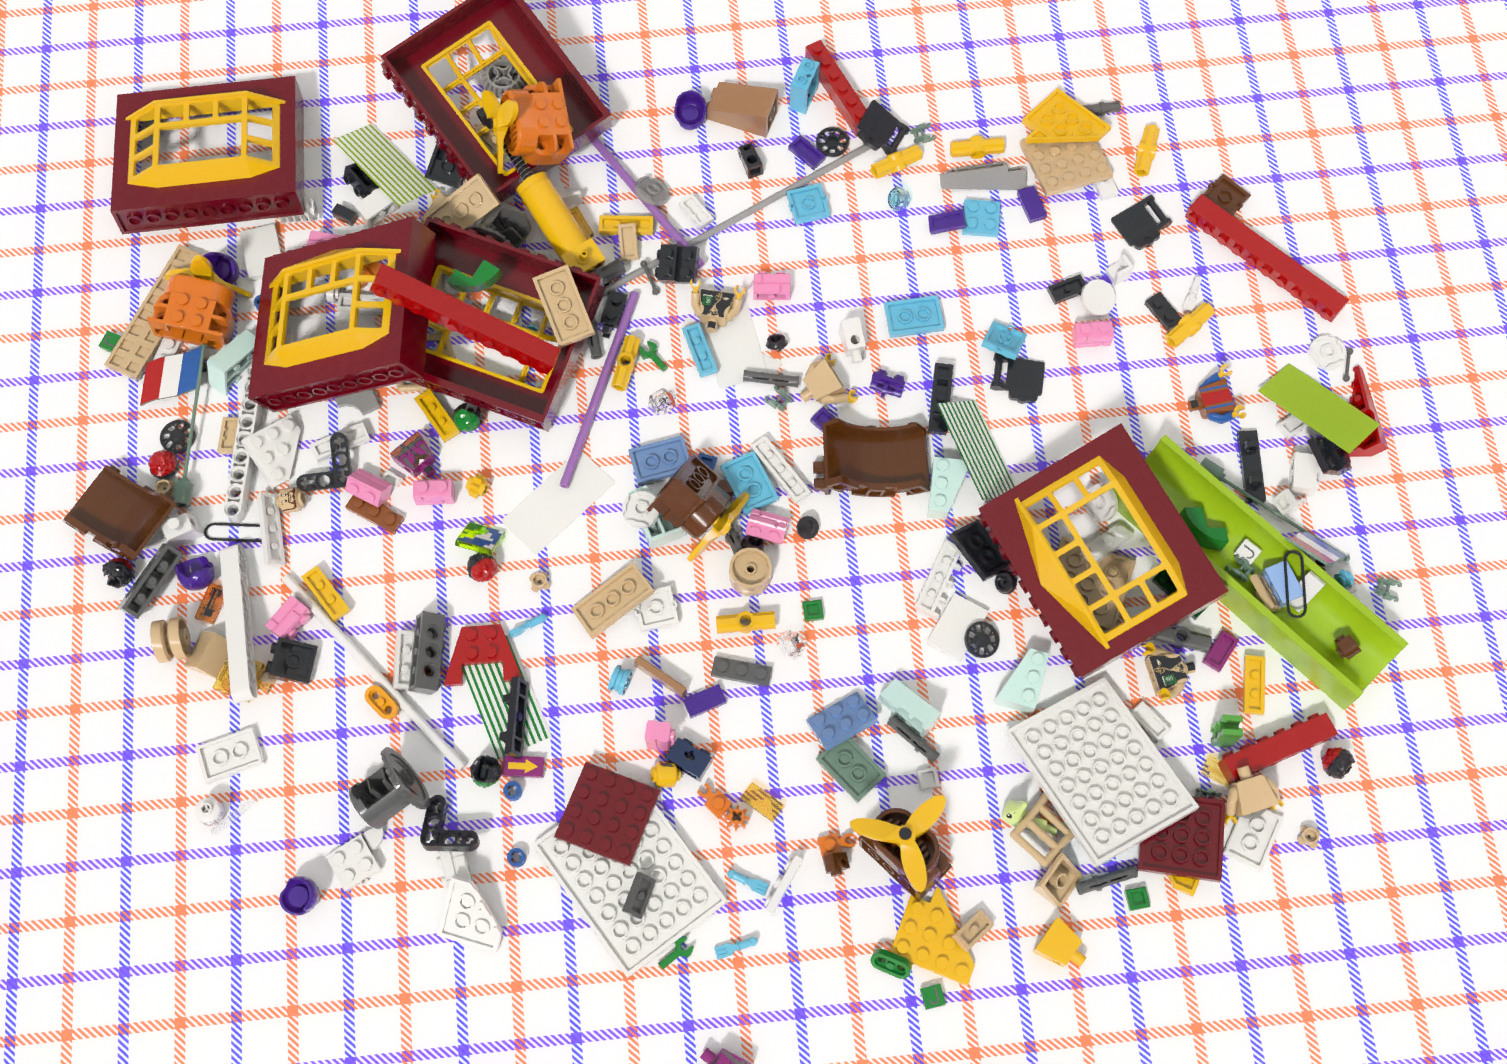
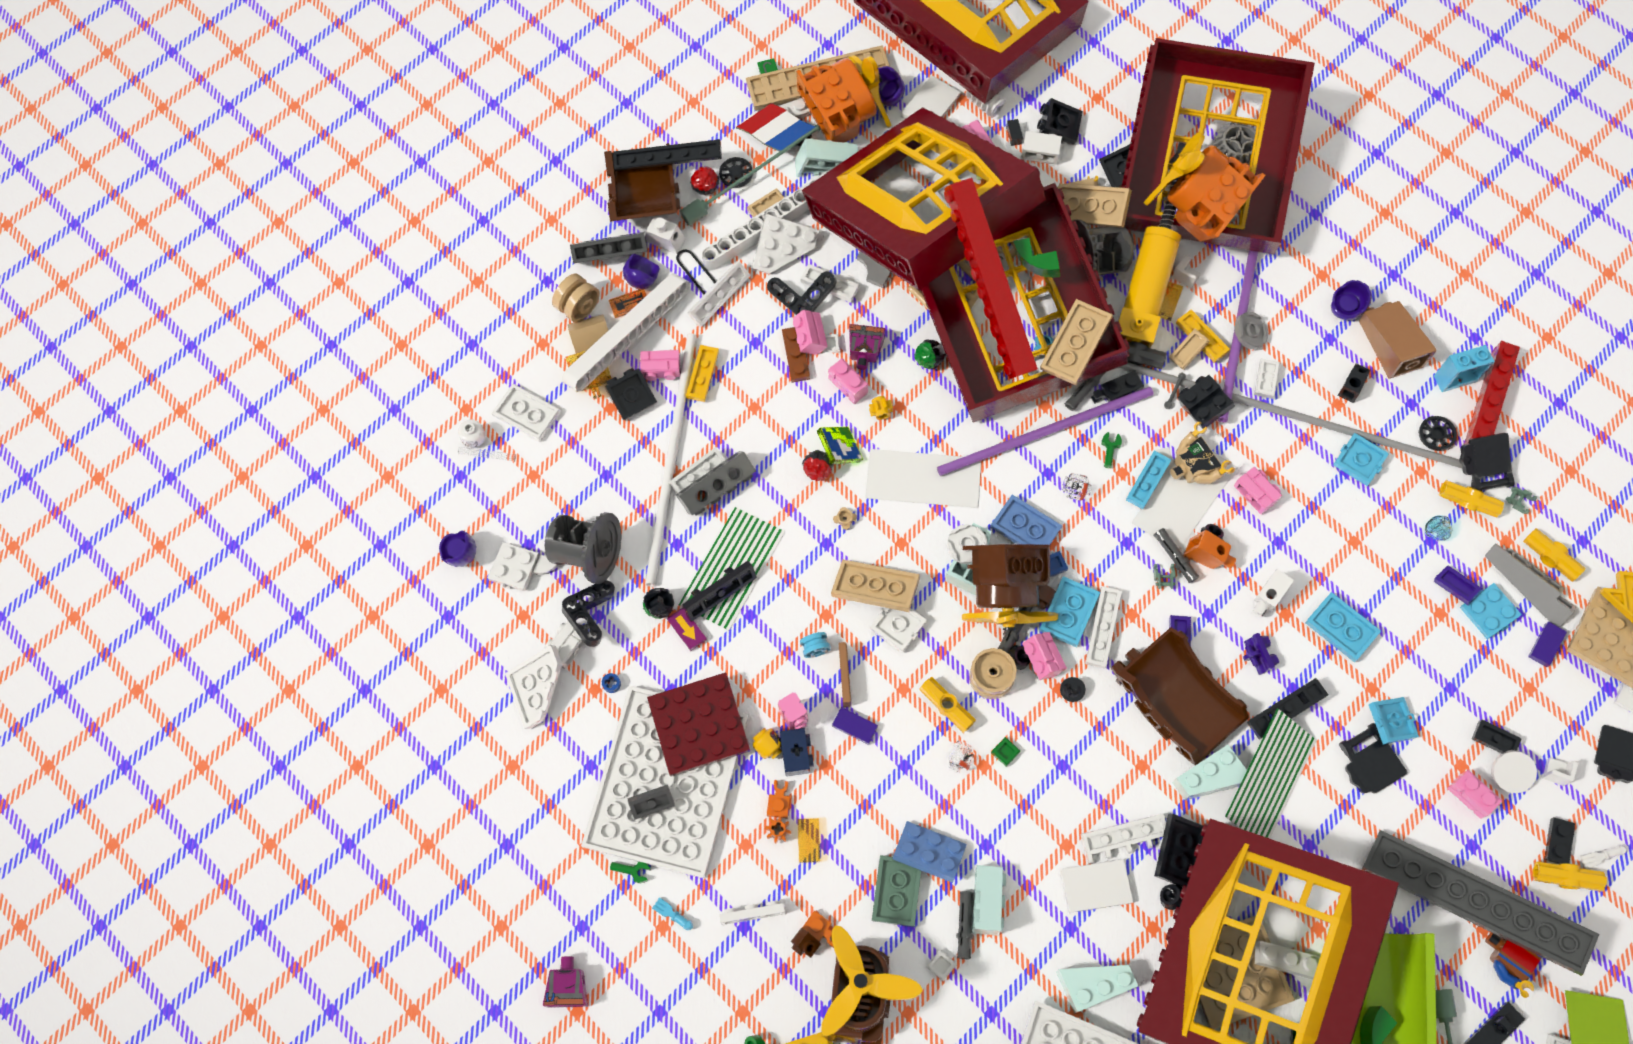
camera: 55 degrees right, 0 degrees up
(115, 474) = (667, 155): none -> black tile
(119, 572) = (598, 221): black piece -> none
(161, 484) = (687, 193): tan plate -> none
(291, 500) = (753, 288): tan head -> none
(382, 703) = (651, 484): light orange plate -> none
(385, 164) = (1082, 124): sticker -> none
(437, 415) = (912, 331): yellow plate -> none
(481, 646) = (756, 518): red wing -> none
(518, 788) = (666, 640): blue bush -> none
(529, 624) = (804, 539): medium azure piece -> none
(628, 354) = (1093, 427): yellow piece -> none
(741, 671) = (904, 735): dark grey plate -> none
(755, 885) = (735, 890): medium azure piece -> none
(787, 354) = (1209, 550): none -> orange torso
(806, 152) = (1407, 421): dark purple tile -> none
(825, 384) = (1211, 602): tan torso -> none
(981, 639) = (1102, 916): black wheel -> none
(1104, 506) = (1314, 929): white tile -> none
(1165, 390) = (1482, 903): none -> dark grey plate

